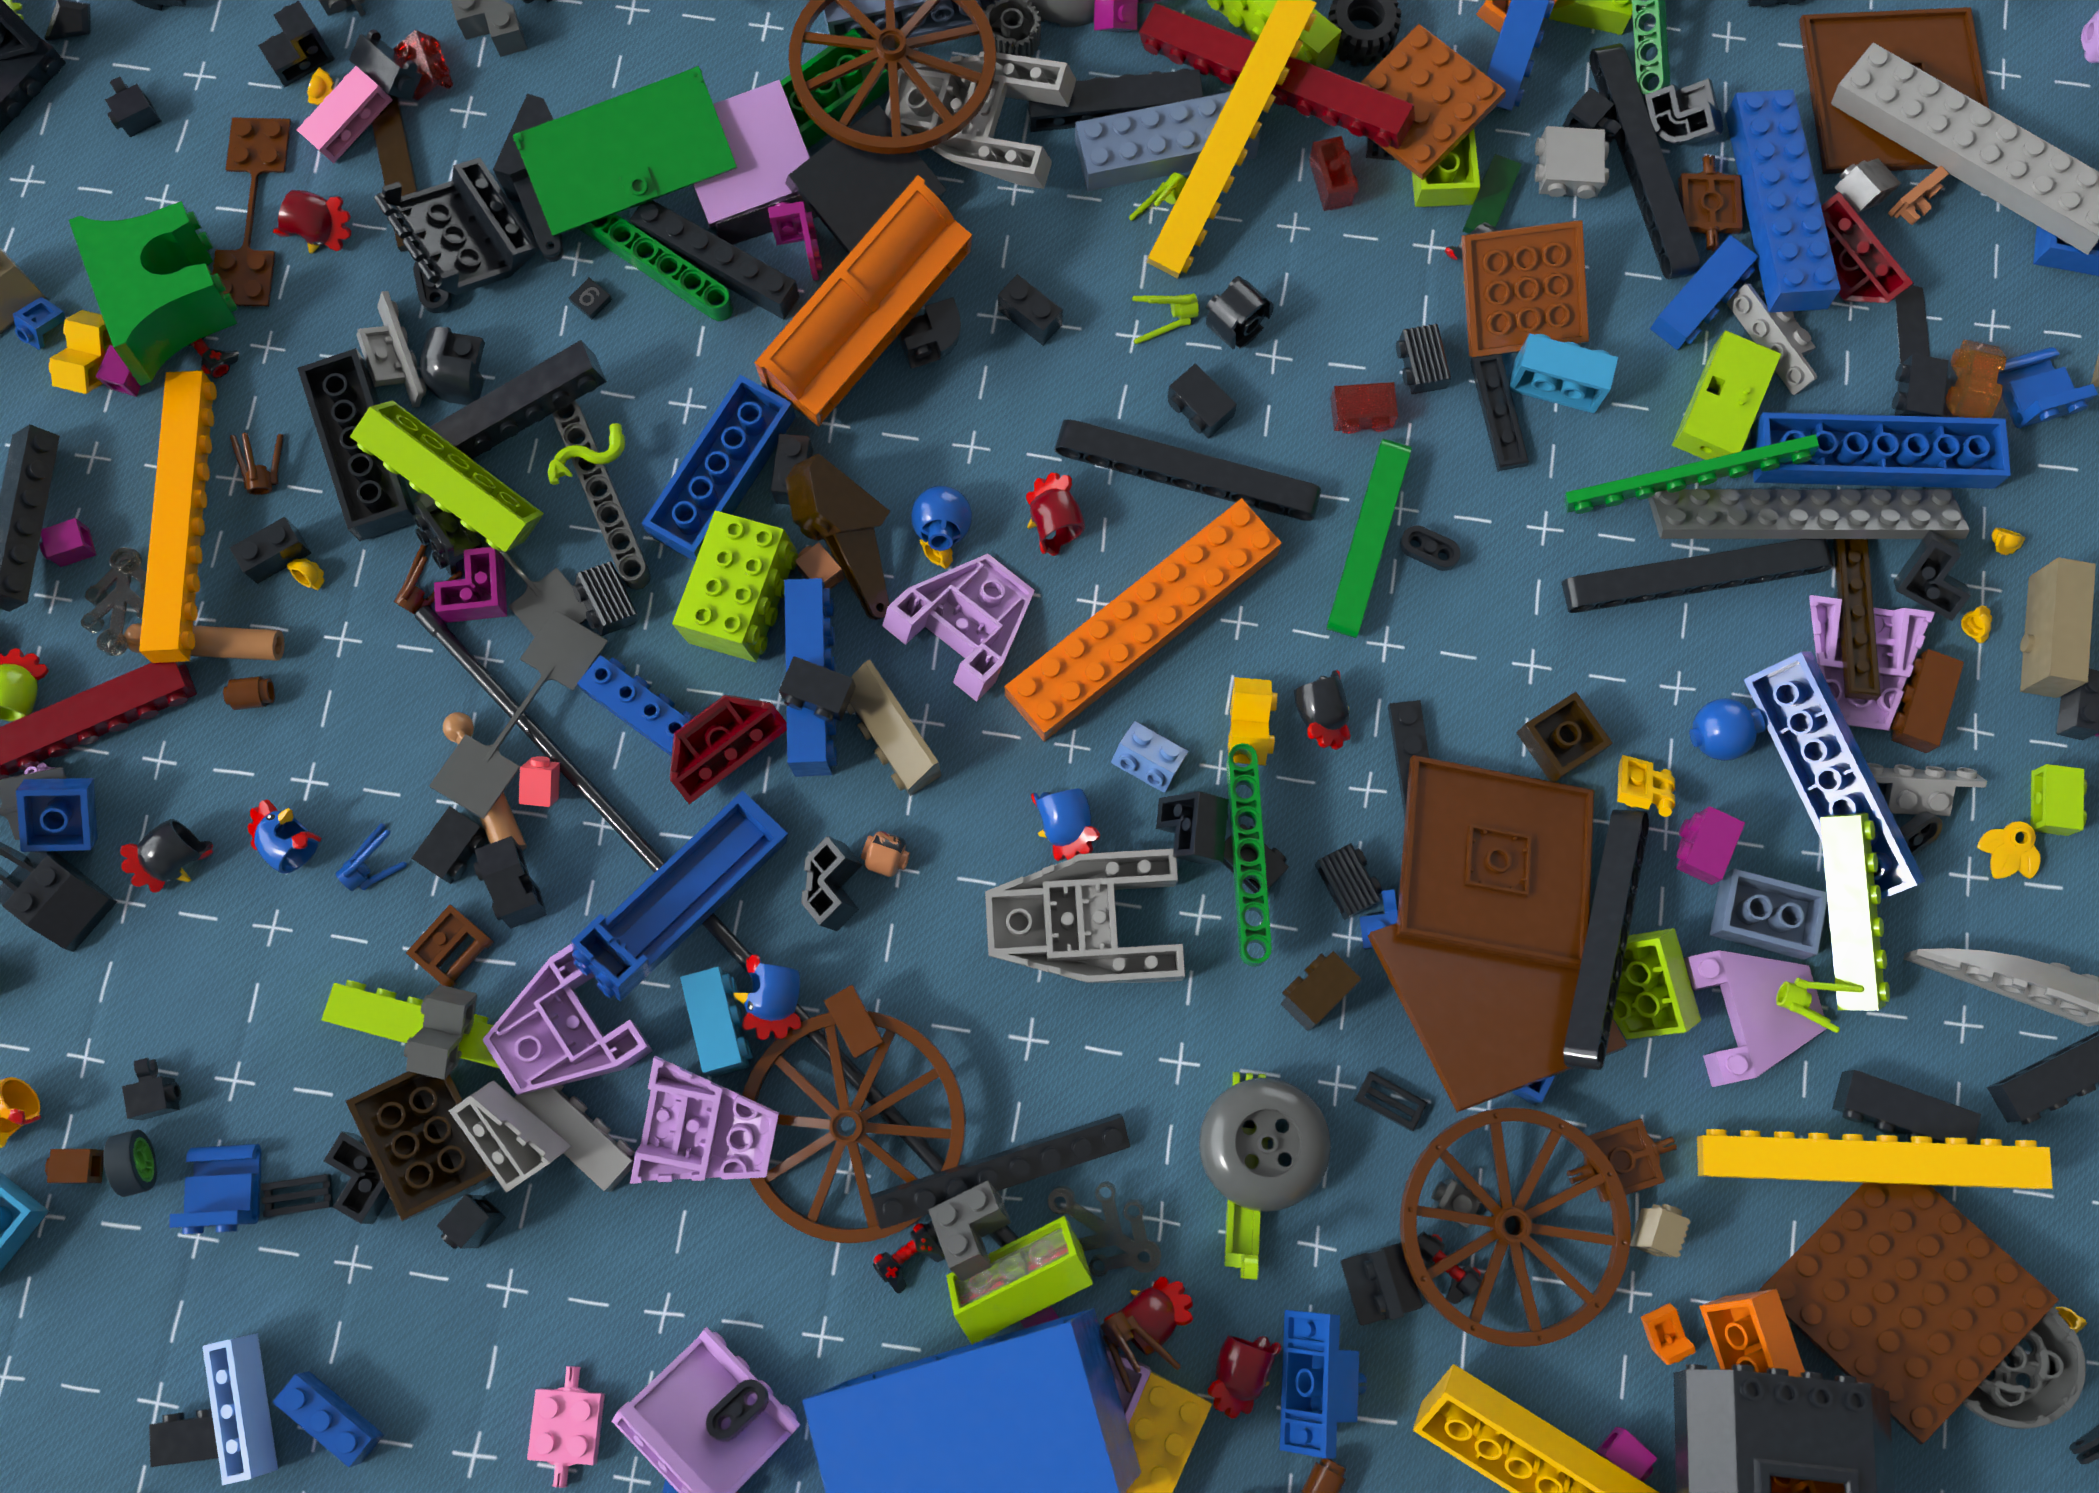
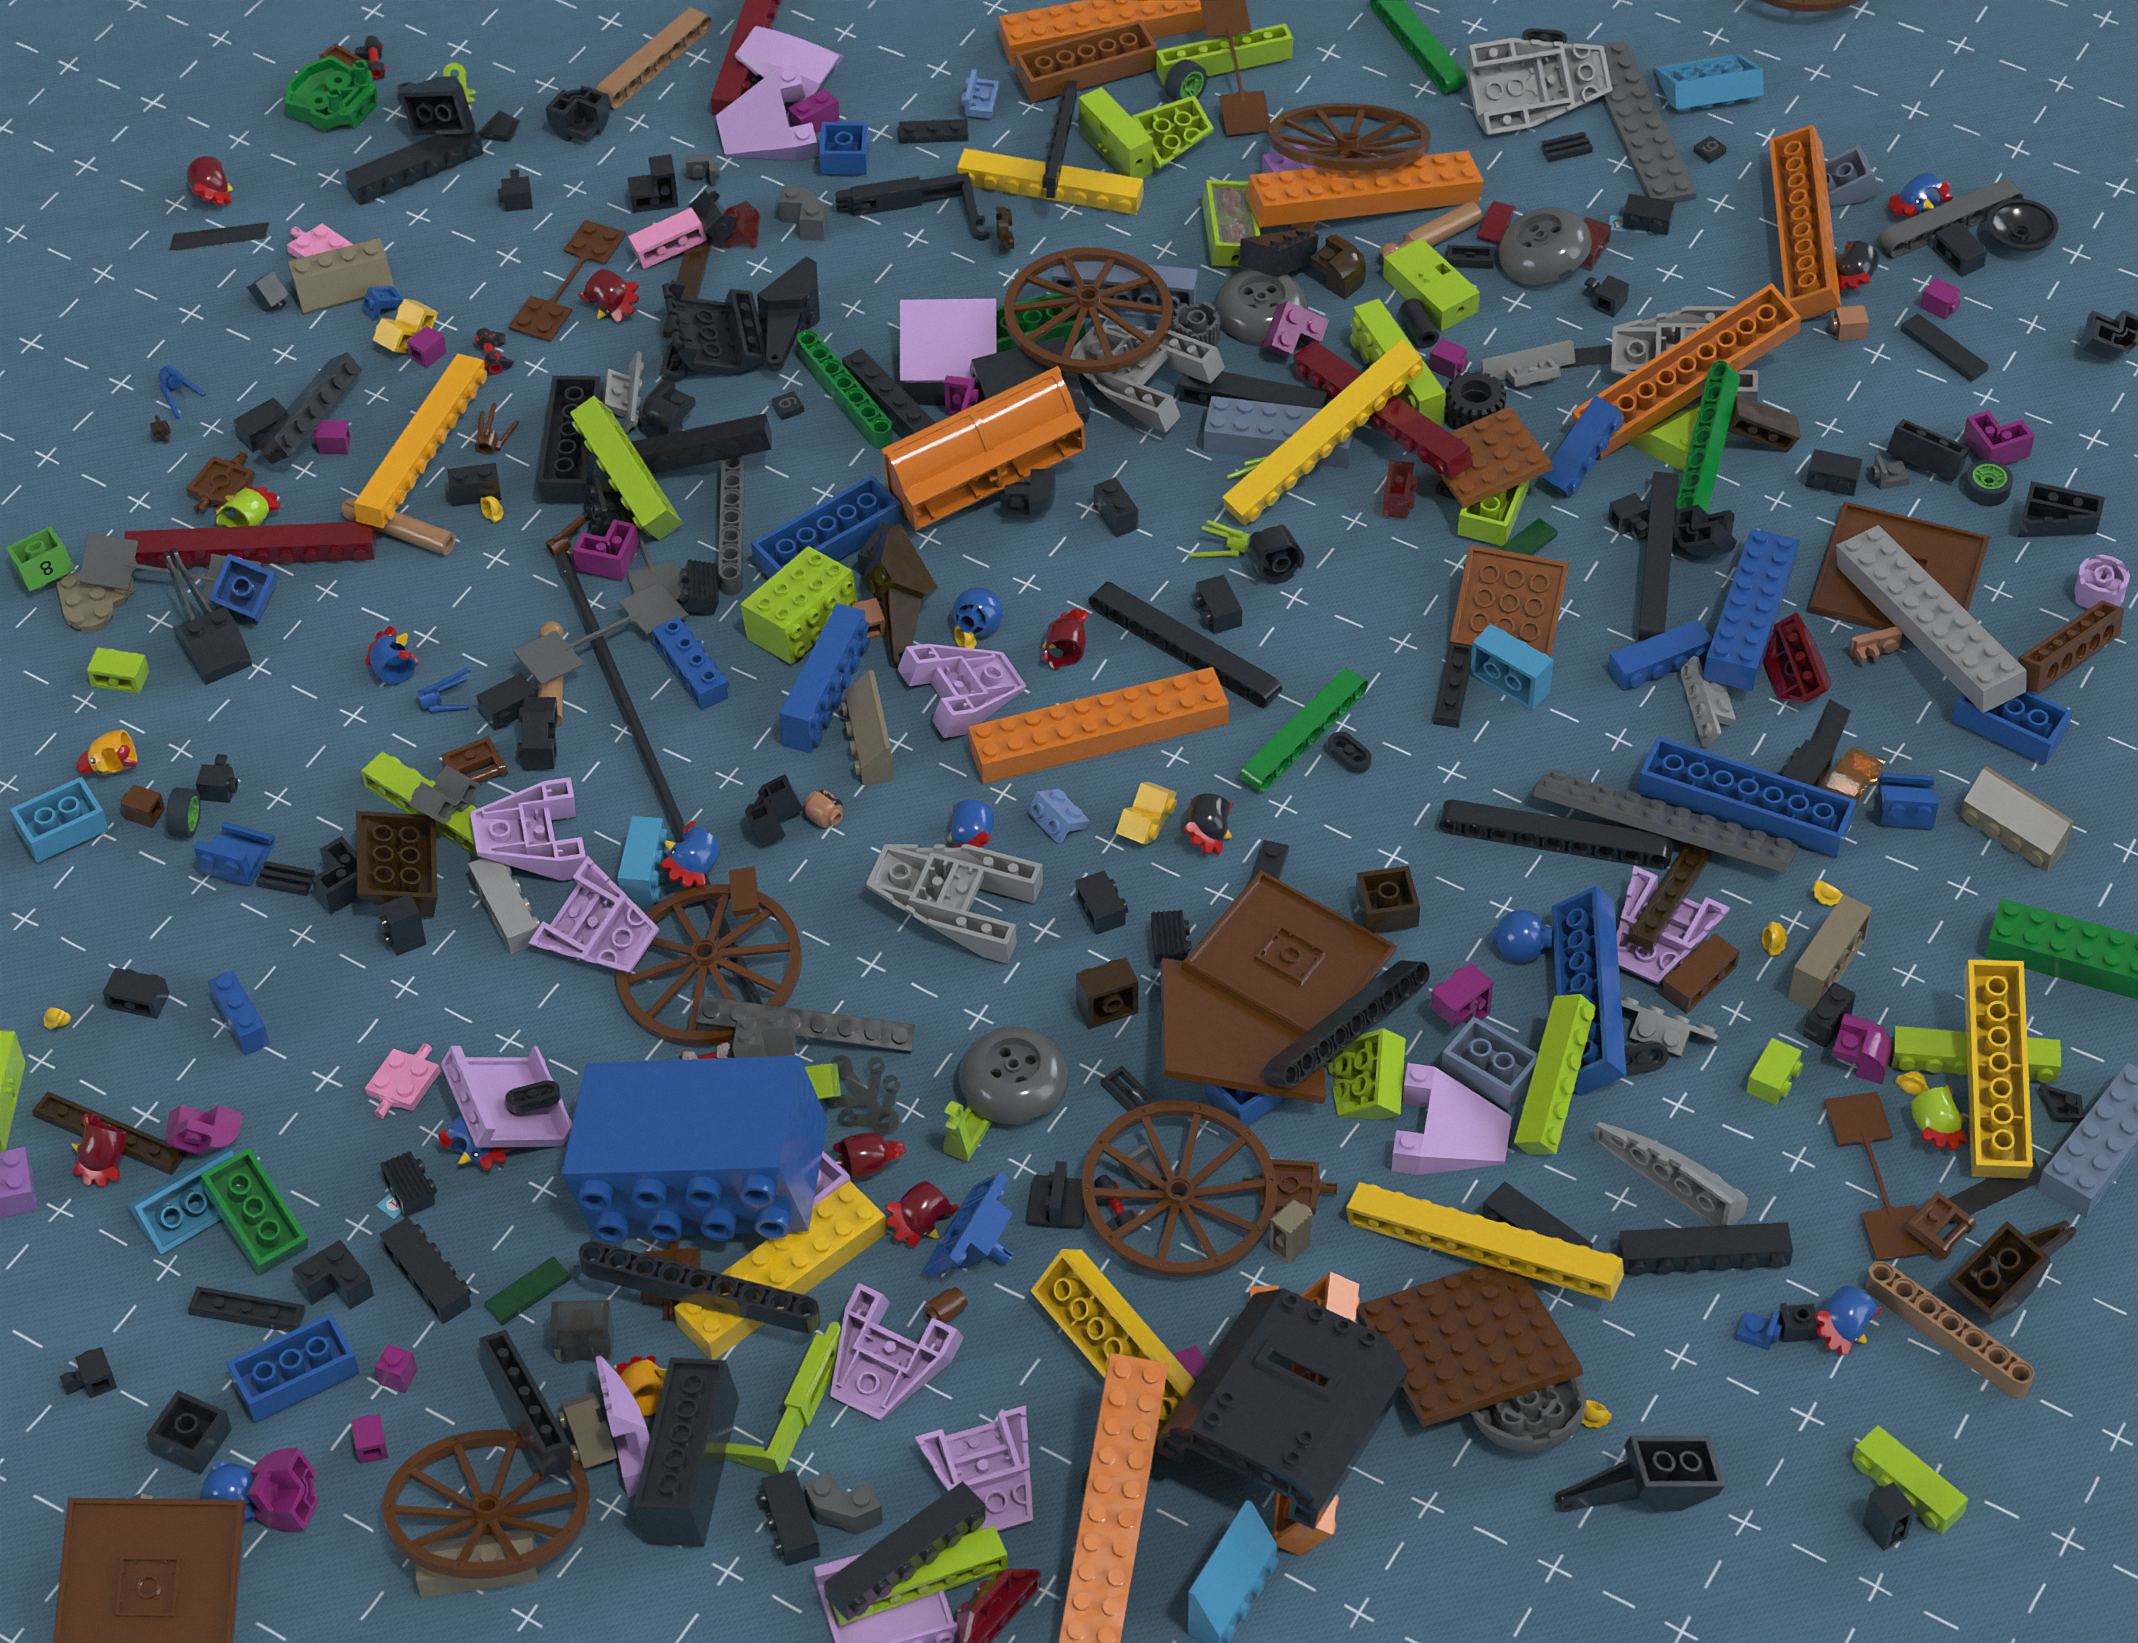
camera: 25 degrees right, 25 degrees down
(124, 564) = (334, 500): clear smoke plant -> none
(153, 284) = (479, 295): green piece -> none
(163, 854) = (299, 639): black piece -> none
(240, 1408) = (181, 982): light blue brick -> none
(249, 693) = (413, 565): reddish brown brick -> none
(319, 87) = (659, 214): yellow piece -> none
(507, 1135) = (457, 877): light grey wedge -> none
(539, 782) = (592, 681): coral brick -> none
(557, 466) = (758, 493): lime animal -> none
(625, 151) = (859, 310): green door -> none
(677, 897) = (655, 776): blue brick -> none
(721, 742) = (737, 693): dark red wedge -> none
(816, 689) = (824, 670): black brick -> none
(1117, 1335) = (838, 1137): reddish brown plant -> none
(1198, 825) = (1066, 855): black brick -> none
(1252, 839) = (1095, 885): green beam -> none
(1364, 407) = (1344, 646): clear red brick -> none
(1423, 359) = (1409, 630): black brick -> none
(1571, 162) = (1596, 538): light grey brick -> none
(1638, 784) = (1438, 948): yellow plate -> none
(1699, 472) = (1577, 757): green plate -> none
(1711, 202) = (1698, 599): reddish brown plate -> none
(1726, 397) = (1629, 732): lime brick -> none
(1798, 999) = (1480, 1117): lime plant -> none
(1866, 184) = (1830, 620): flat silver brick -> none
(1926, 577) = (1739, 885): black brick -> none
(2008, 854) = (1717, 1097): yellow plate -> none

